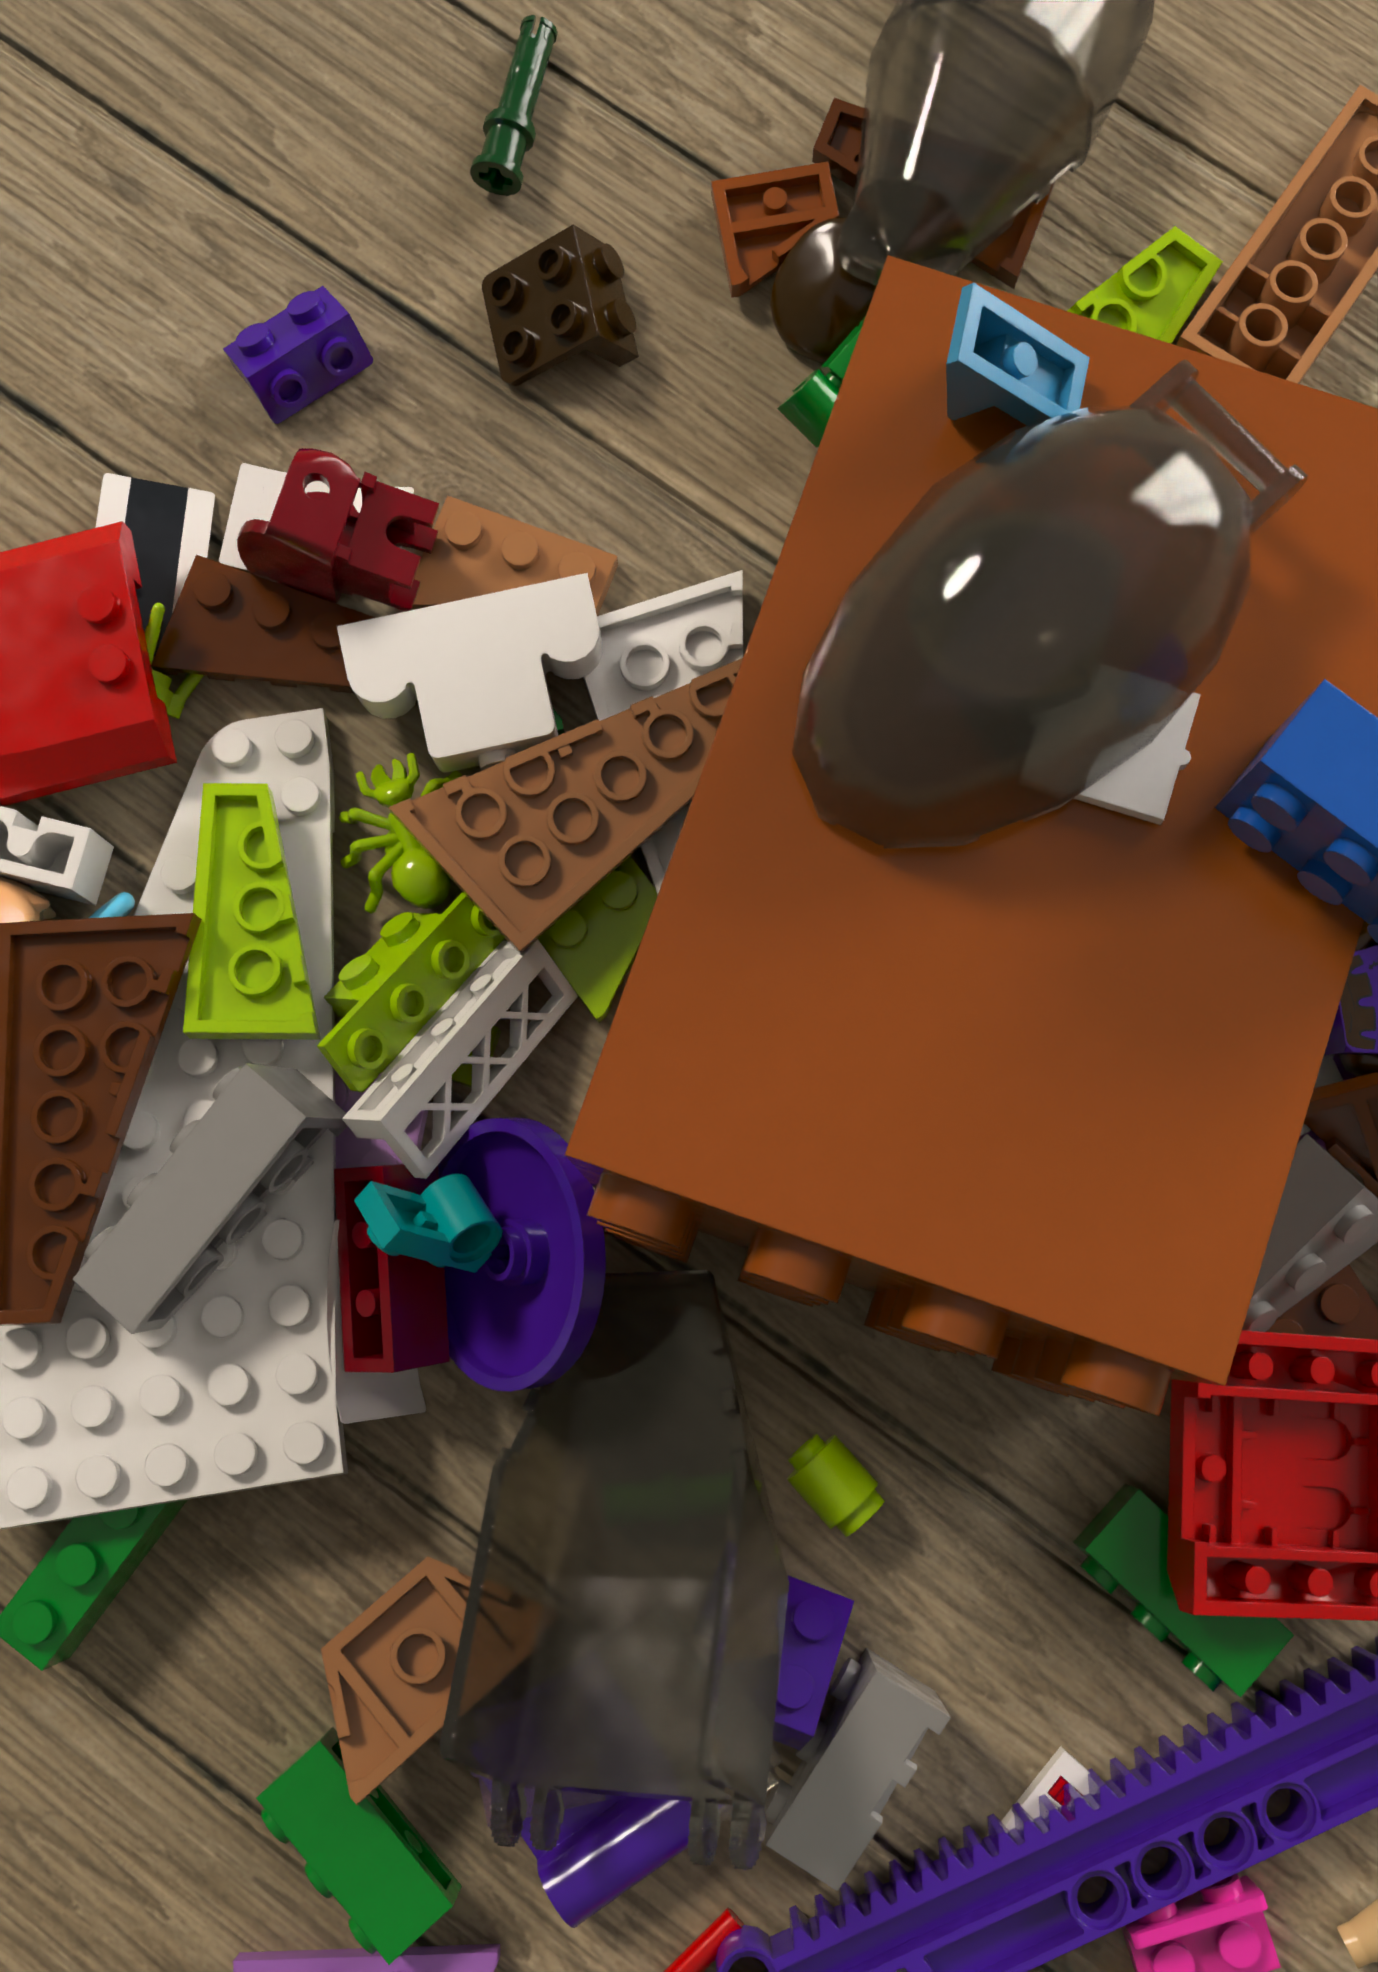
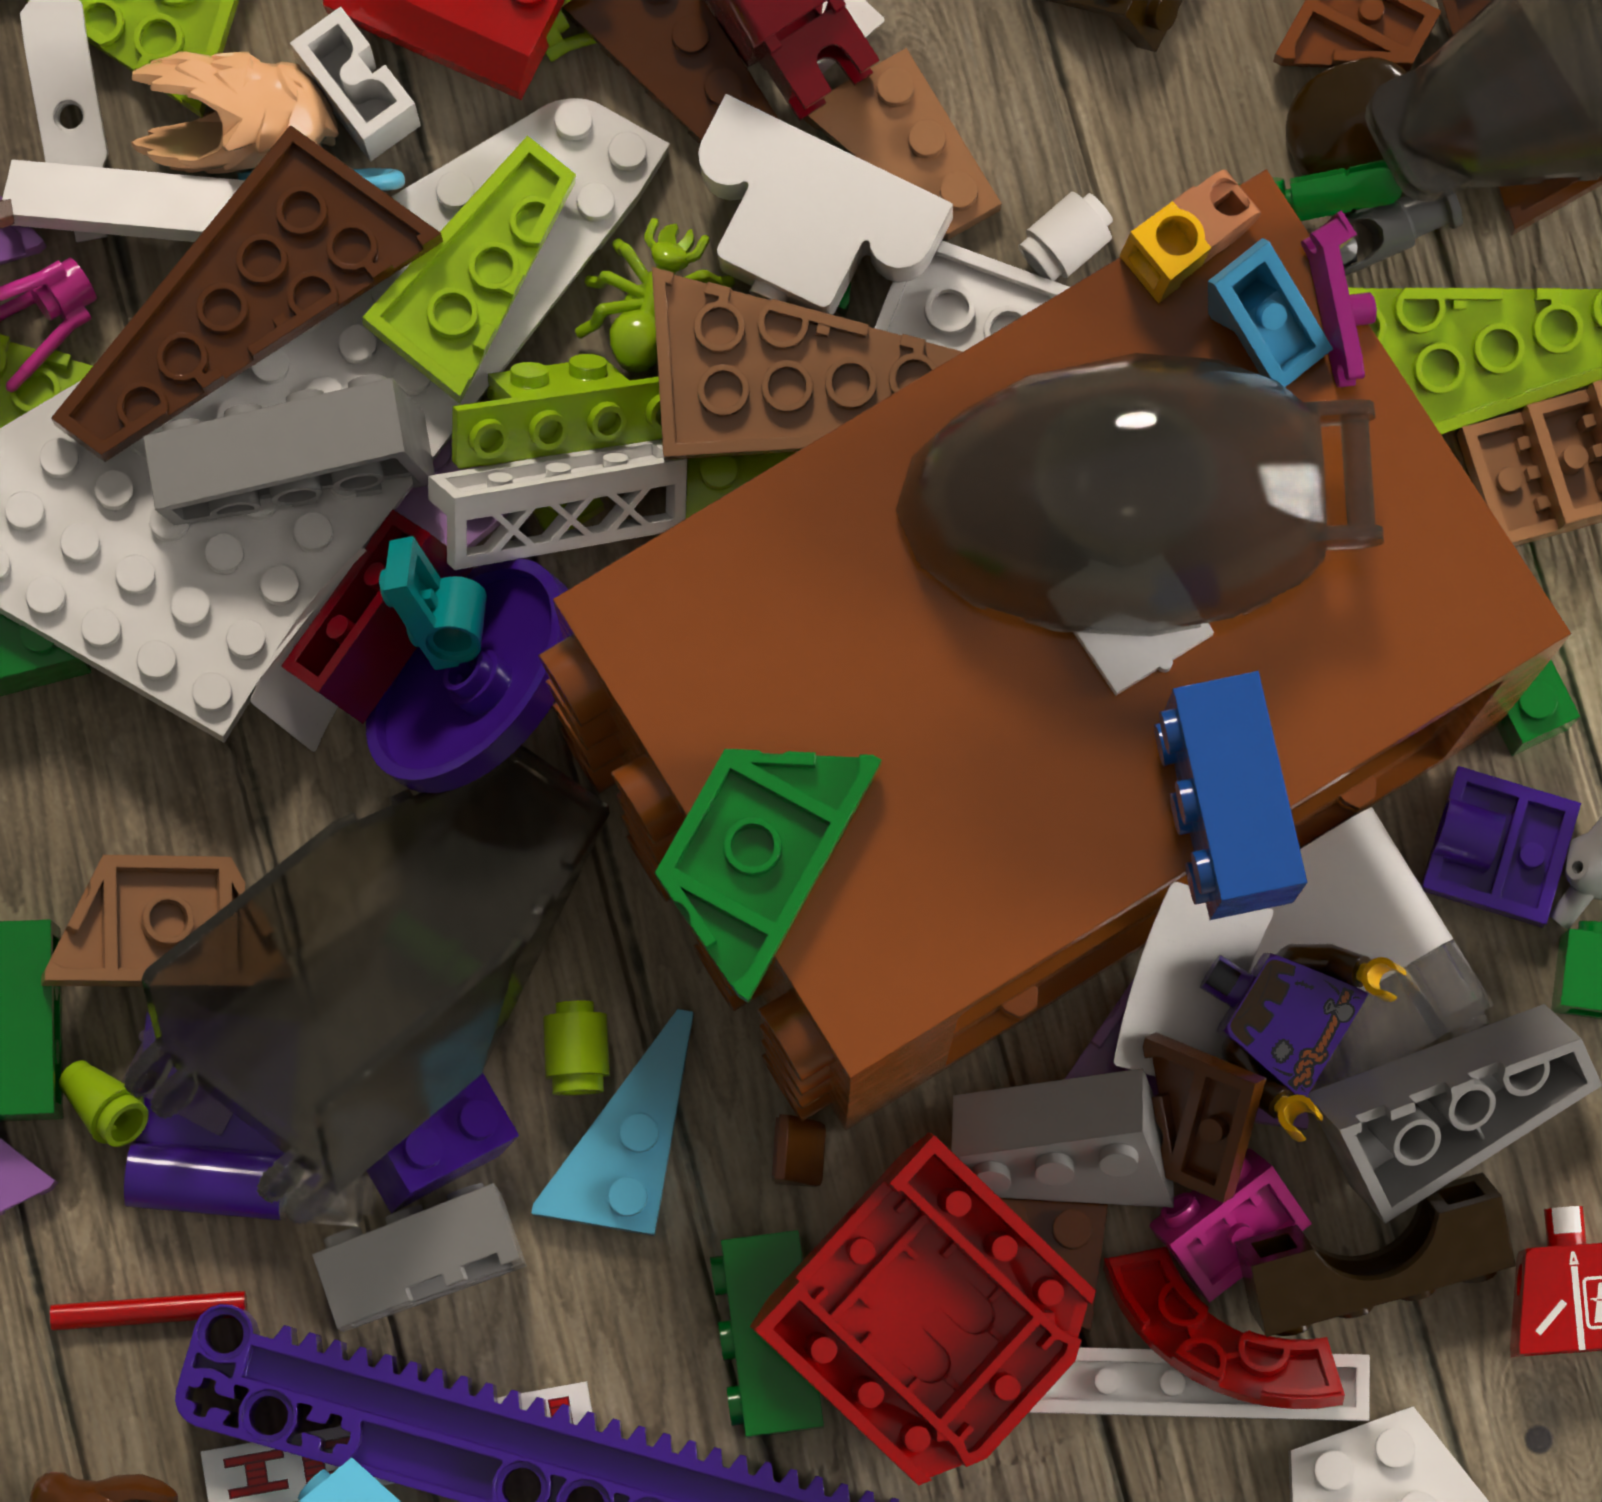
camera: 35 degrees right, 0 degrees up
(474, 1856) = (103, 1104): none -> lime cone
(688, 540) = (1067, 236): none -> white brick
(874, 357) = (1188, 233): none -> leg
(942, 1544) = (623, 1158): none -> medium azure wing
(965, 1241) = (758, 850): none -> green wing
(1064, 315) = (1338, 309): none -> magenta piece
(1074, 1424) = (798, 1151): none -> reddish brown slope

